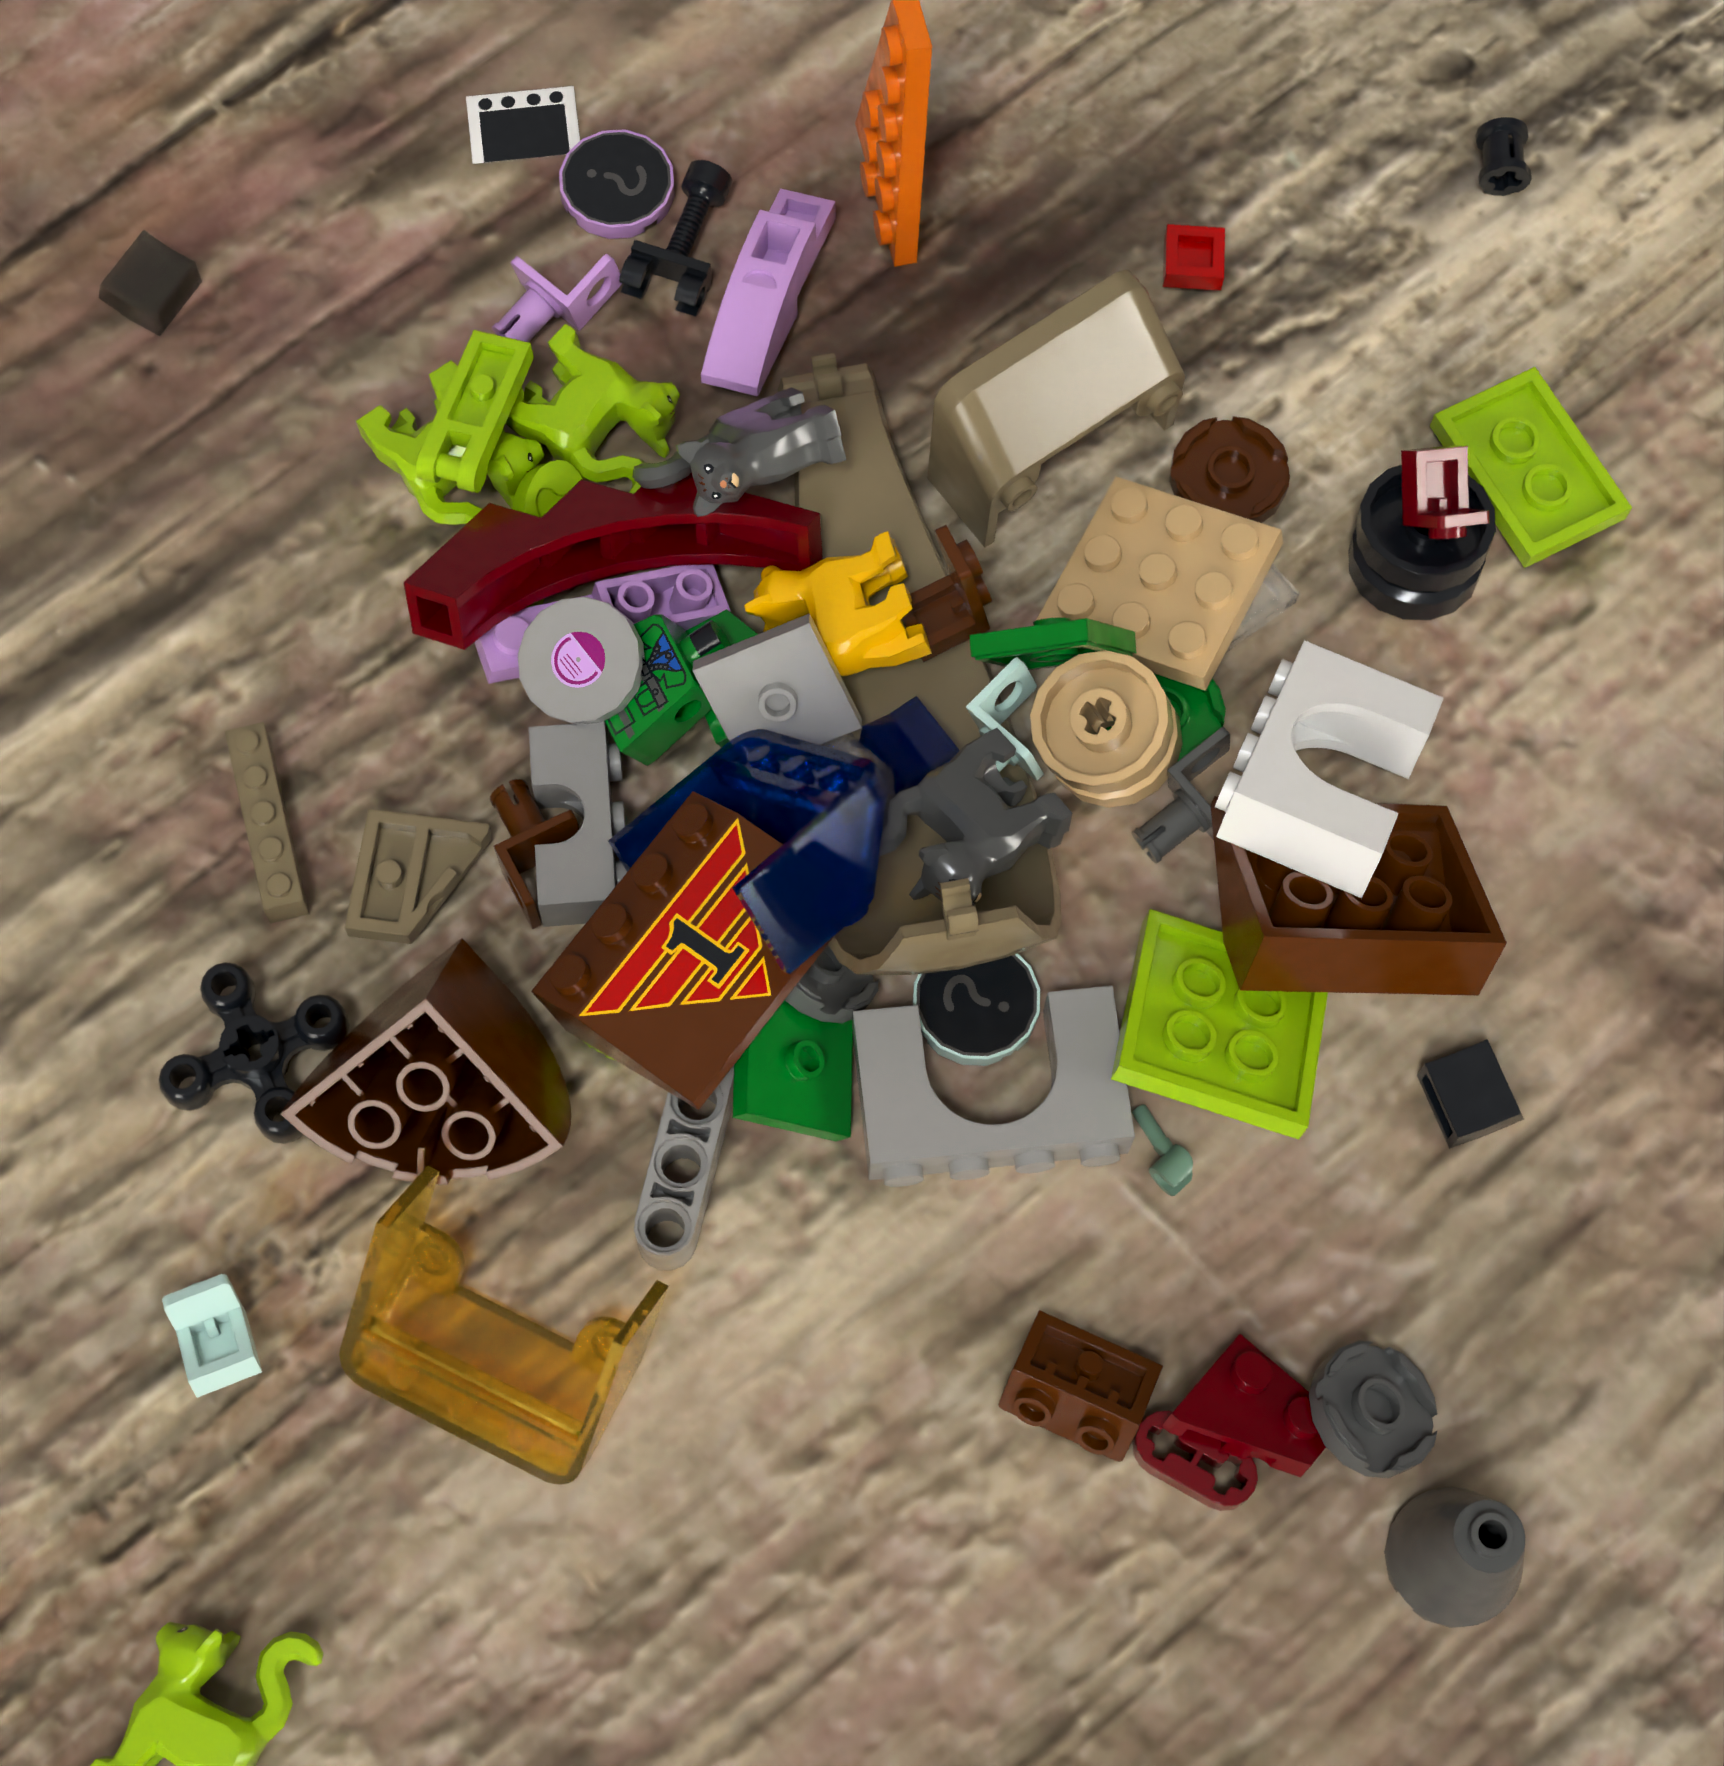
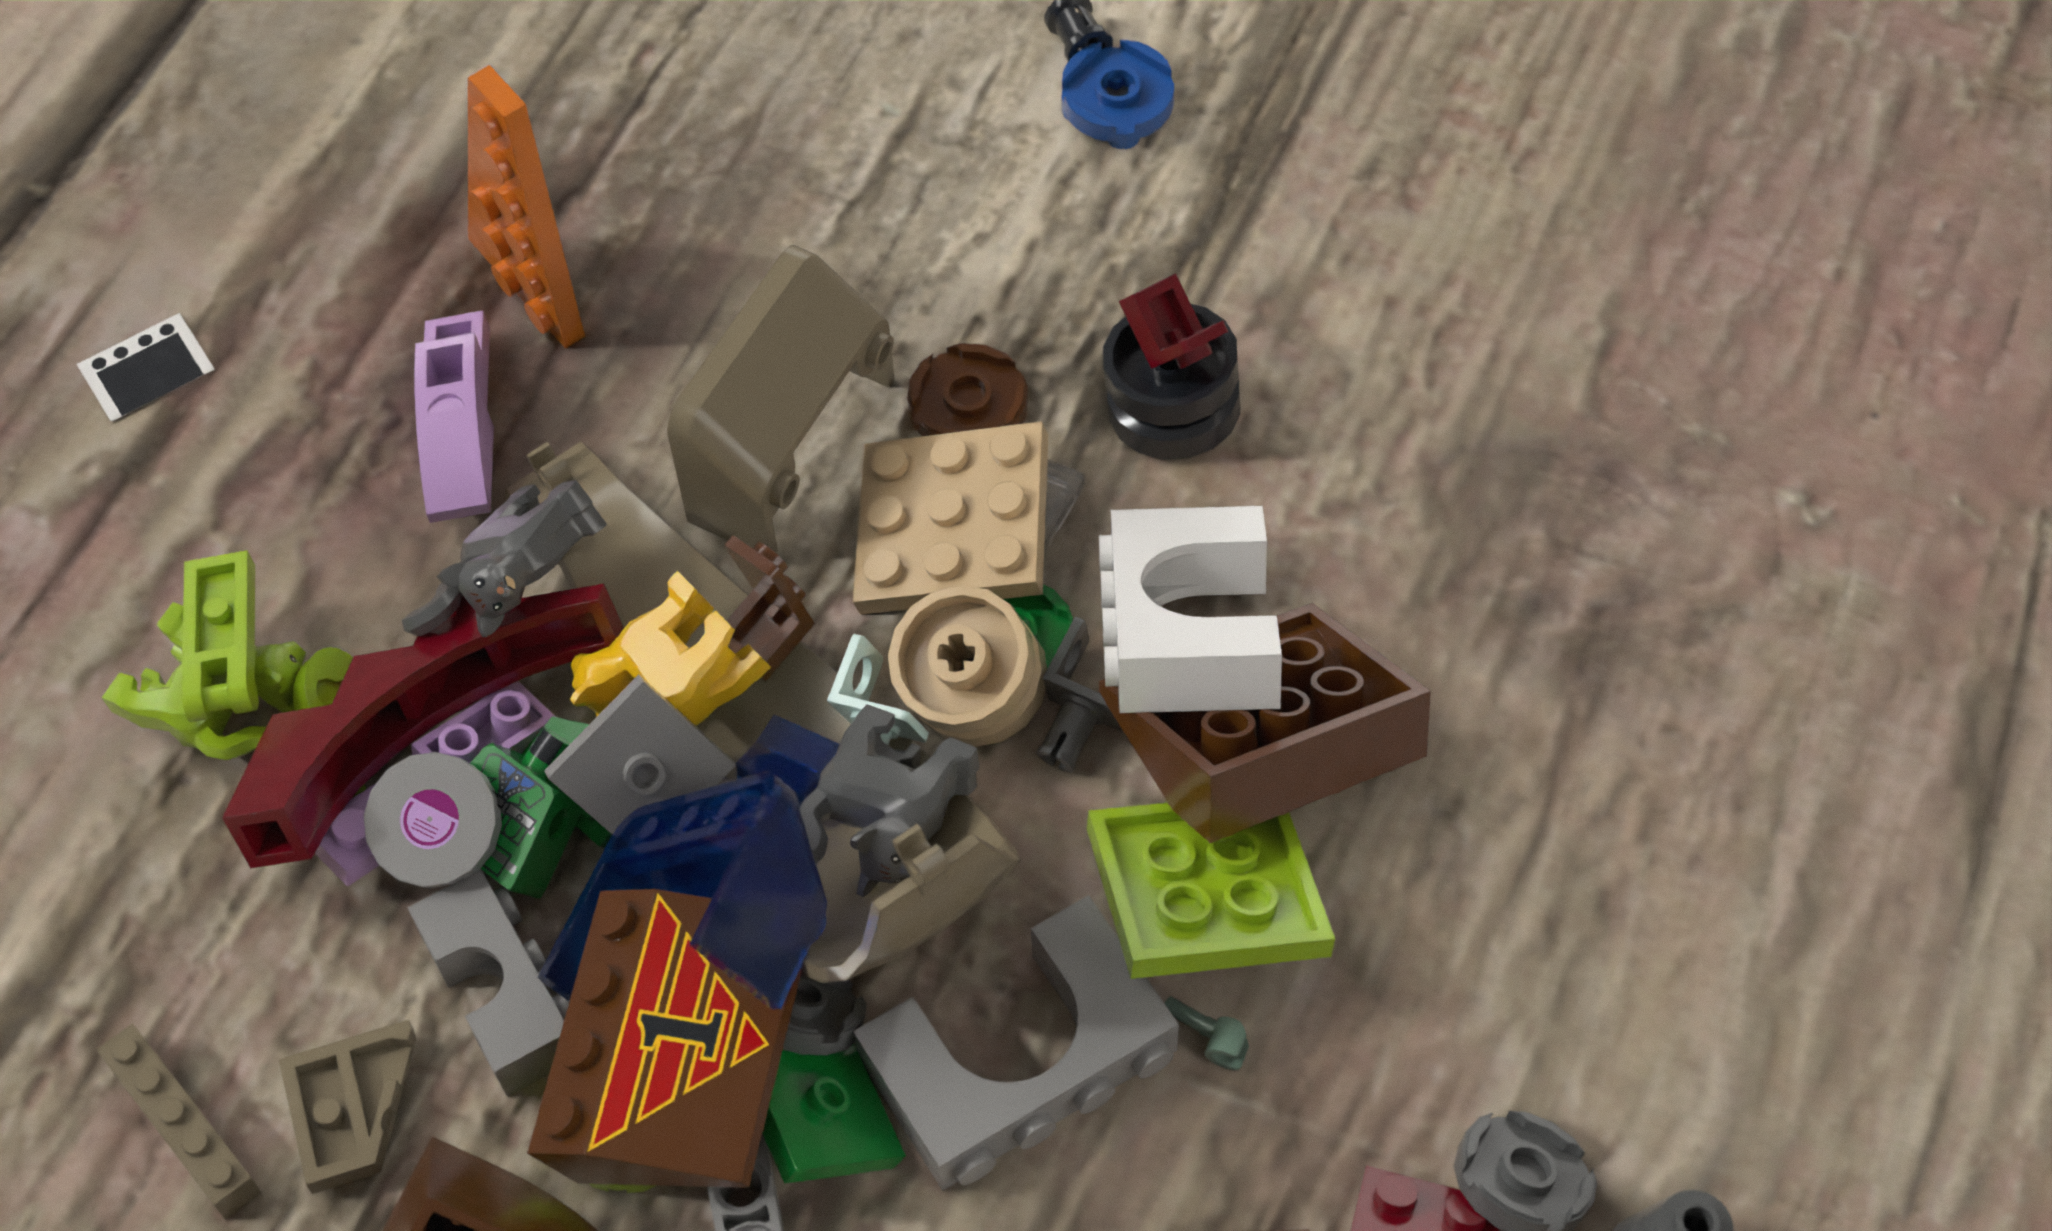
camera: 20 degrees left, 10 degrees down
(526, 830) = (451, 1032): reddish brown bracket -> none
(545, 300) = (242, 510): lavender bracket -> none
(588, 406) = (328, 590): lime animal -> none
(616, 183) = (262, 381): black tile -> none
(705, 187) = (351, 349): black bar -> none
(978, 1010) = (969, 976): black tile -> none
(1050, 642) = (876, 608): green plate -> none
(1194, 257) = (842, 225): red plate -> none
(1469, 1094) = (1464, 848): black piece -> none
(1503, 262) = (1117, 118): none -> blue plate
(1532, 466) = (1241, 274): lime plate -> none

